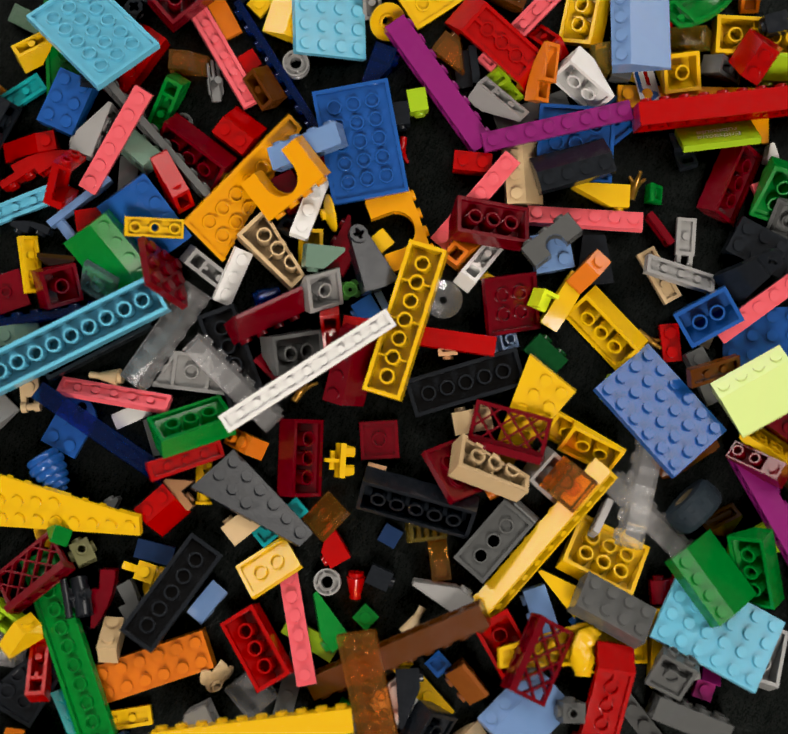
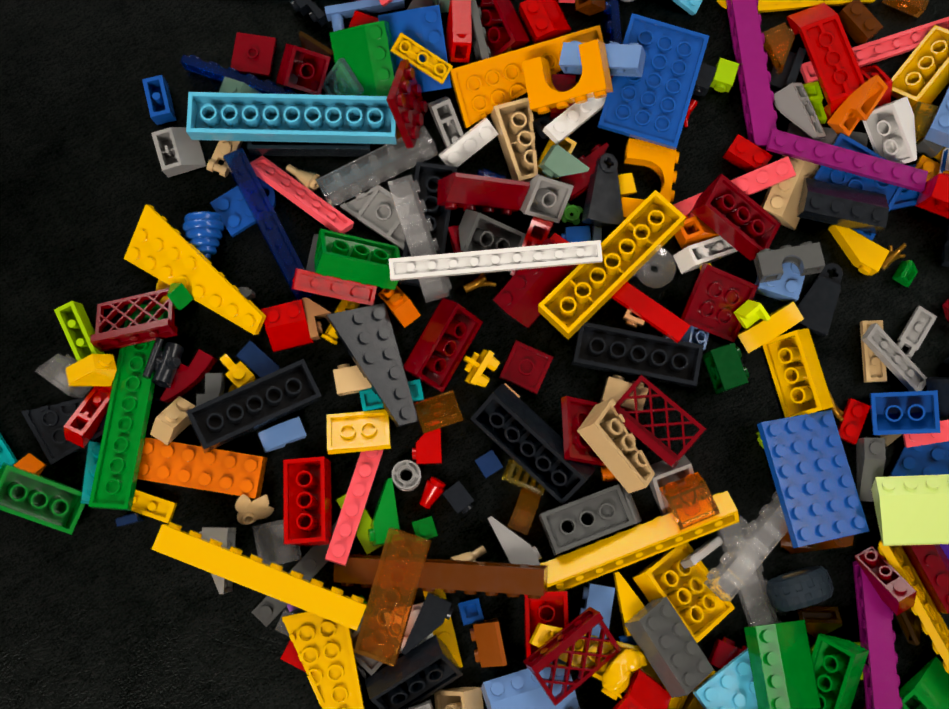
camera: 25 degrees right, 5 degrees down
(28, 249) = (289, 34): yellow plate -> none
(85, 558) = (191, 325): olive brick -> none
(128, 416) = (303, 223): white sticker -> none
(328, 213) = (590, 132): yellow dish -> none
(381, 62) = (710, 21): clear blue slope -> none
(539, 393) = (704, 397): yellow wing -> none
(583, 442) = (721, 469): yellow slope -> none
(588, 271) = (809, 309): orange slope -> none
(589, 218) = (837, 265): coral plate -> none
(659, 229) = (895, 308): dark red tile -> none
(711, 371) = (882, 465): reddish brown plate -> none

